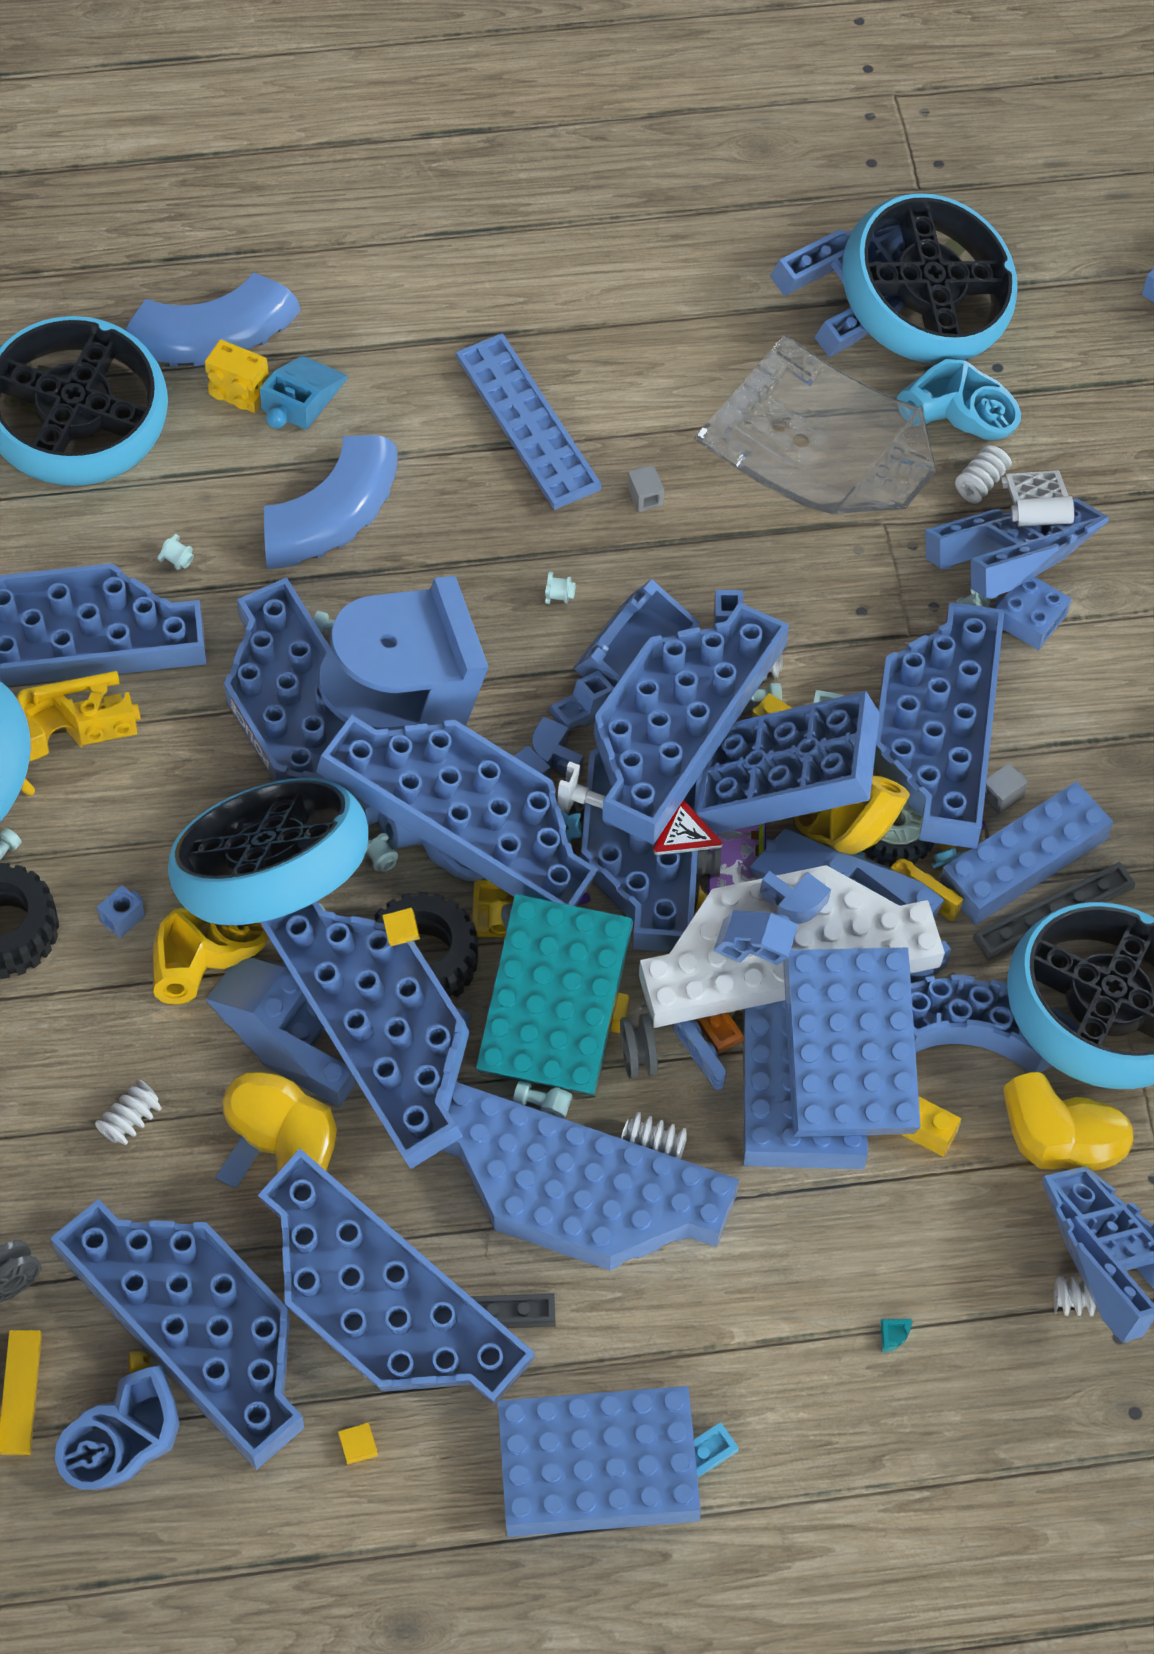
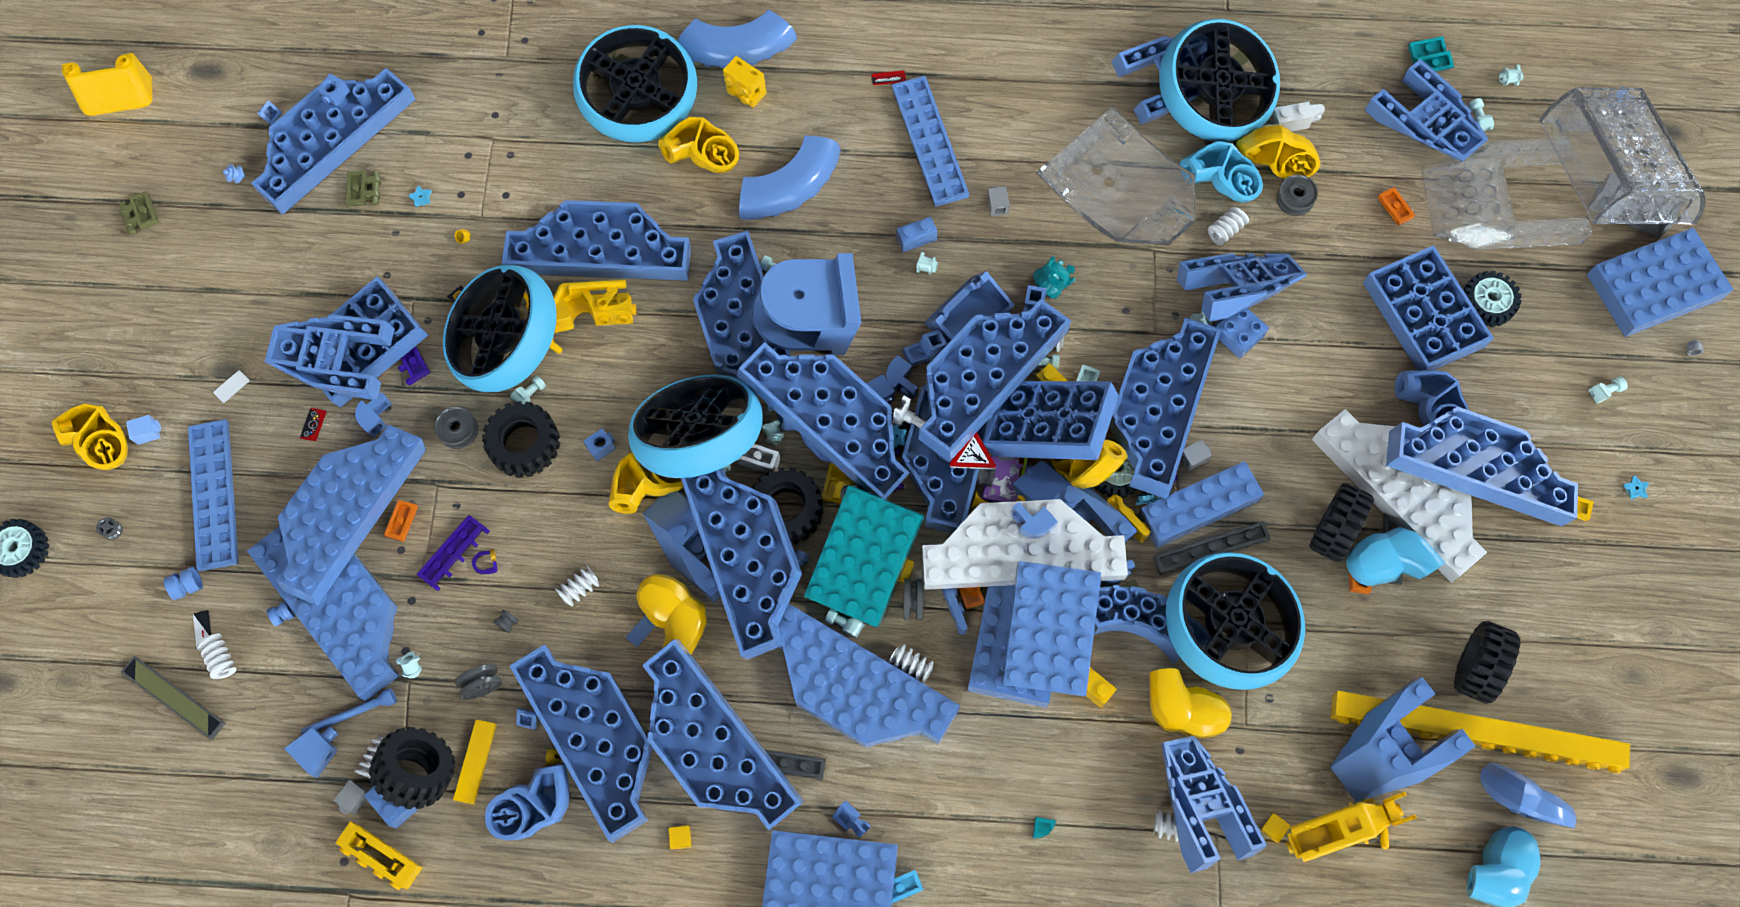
camera: 15 degrees right, 10 degrees up
(28, 1182) = (506, 621): none -> dark grey wheel
(88, 1315) = (526, 718): none -> medium blue slope
(176, 553) = (682, 200): light aqua brick -> none
(191, 468) = (702, 143): none -> yellow piece
(299, 392) = (784, 98): dark azure slope -> none
(365, 891) = (760, 459): none -> white hinge
(401, 927) = (768, 497): yellow tile -> none
(447, 344) = (888, 77): none -> sticker
(536, 549) = (916, 234): none -> medium blue brick
(605, 1369) = (848, 818): none -> medium blue plate
(750, 576) = (1054, 277): none -> teal hair
(757, 934) = (1001, 545): medium blue brick -> none
(1039, 360) = (1280, 150): none -> yellow piece
(1039, 504) = (1262, 260): white piece -> none
(1046, 316) = (1297, 116): none -> white hinge
(1071, 419) = (1298, 185): none -> dark grey wheel

